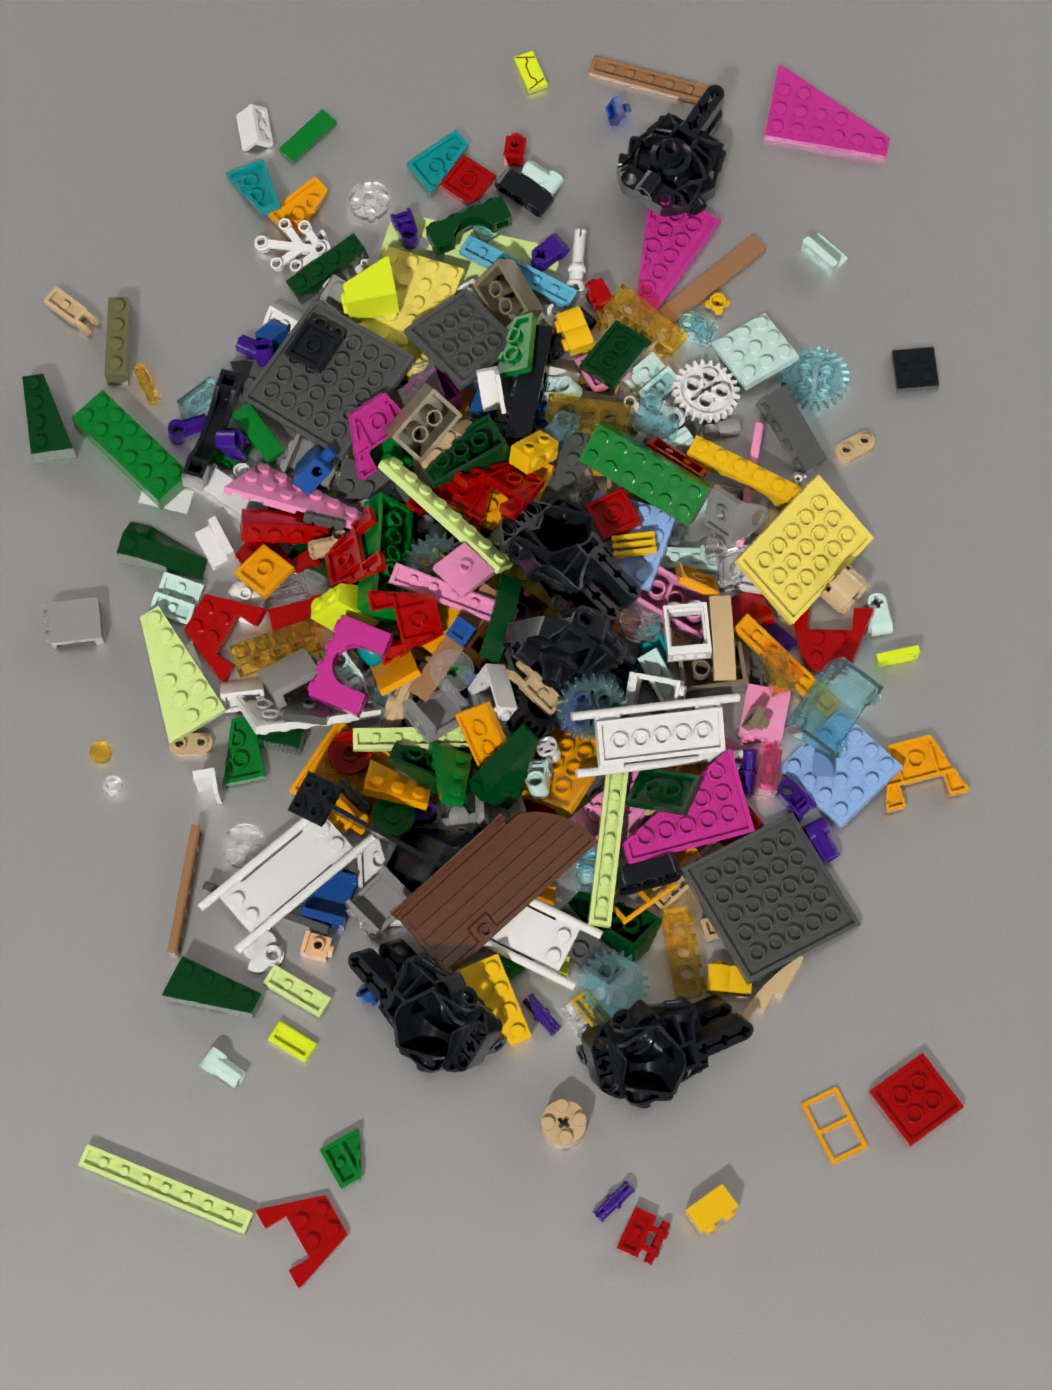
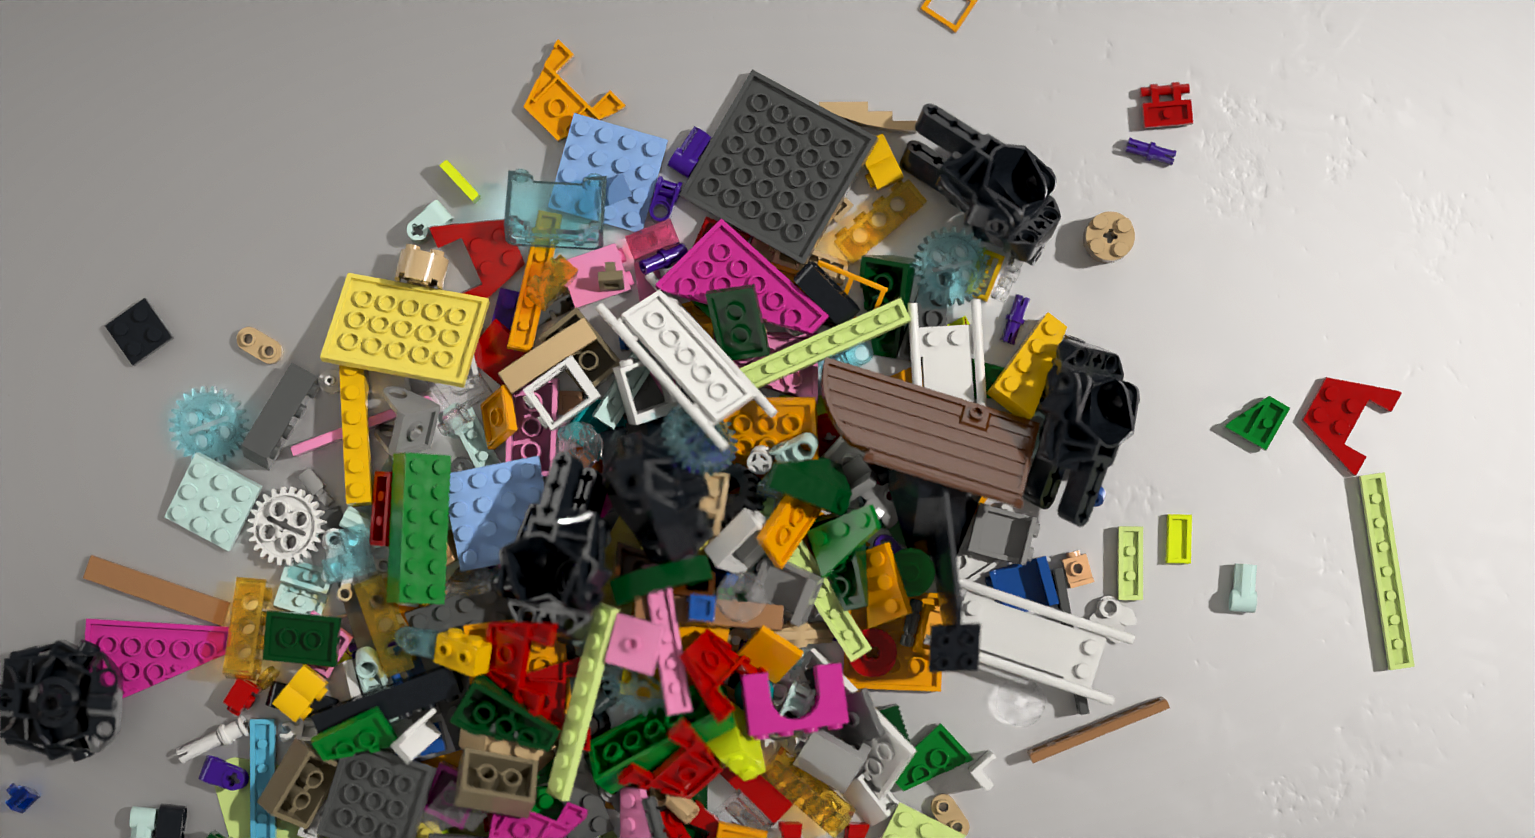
camera: 120 degrees left, 15 degrees up
(204, 988) = (1180, 650): dark green wedge -> none
(613, 514) = (481, 536): red tile -> none
(616, 544) = (494, 502): yellow tile -> none
(698, 329) = (220, 573): clear light blue piece -> none
(711, 1210) = (1107, 55): yellow brick -> none
(717, 297) = (174, 574): yellow plate -> none
(823, 253) = (61, 494): light aqua panel -> none

